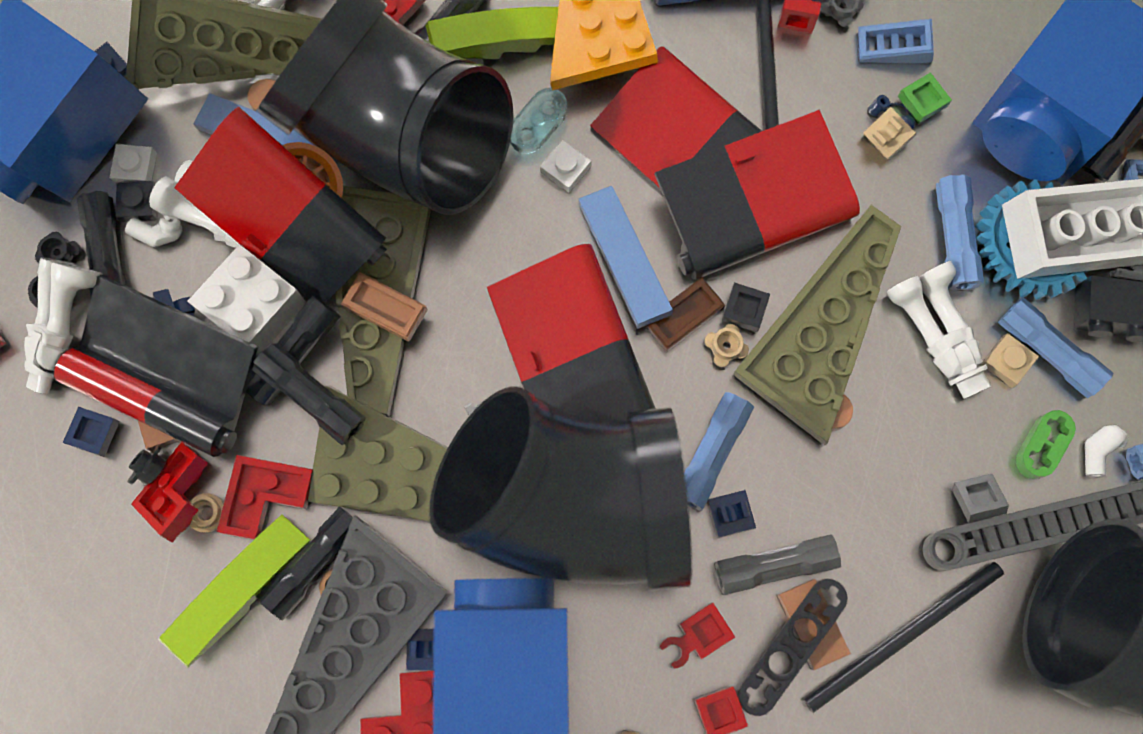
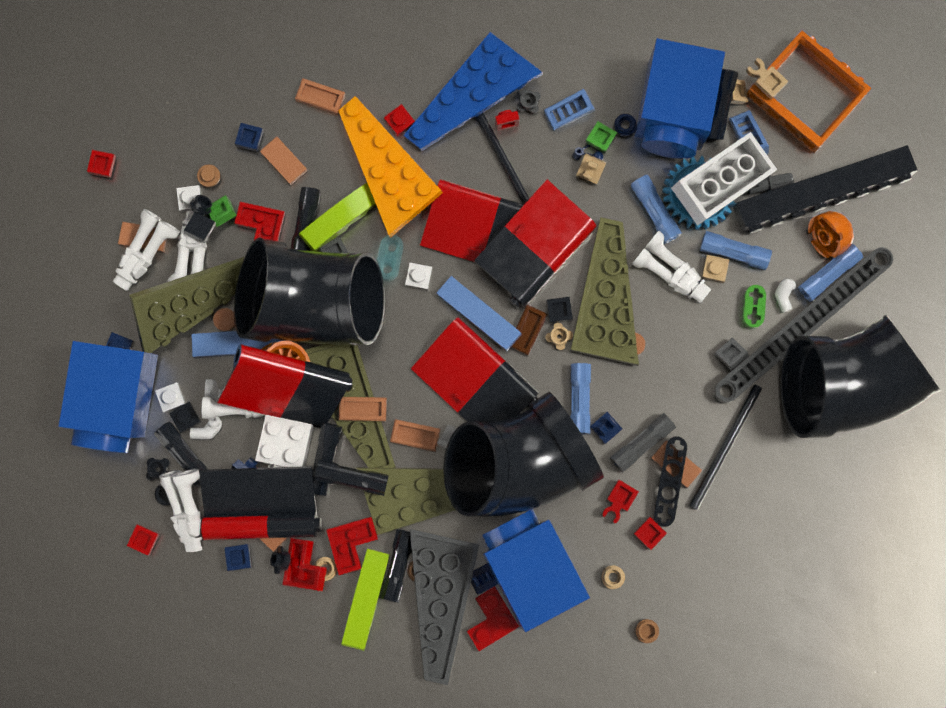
camera: 30 degrees left, 5 degrees up
(441, 384) = (415, 435): none -> nougat tile
(971, 90) = (628, 119): none -> dark blue plate

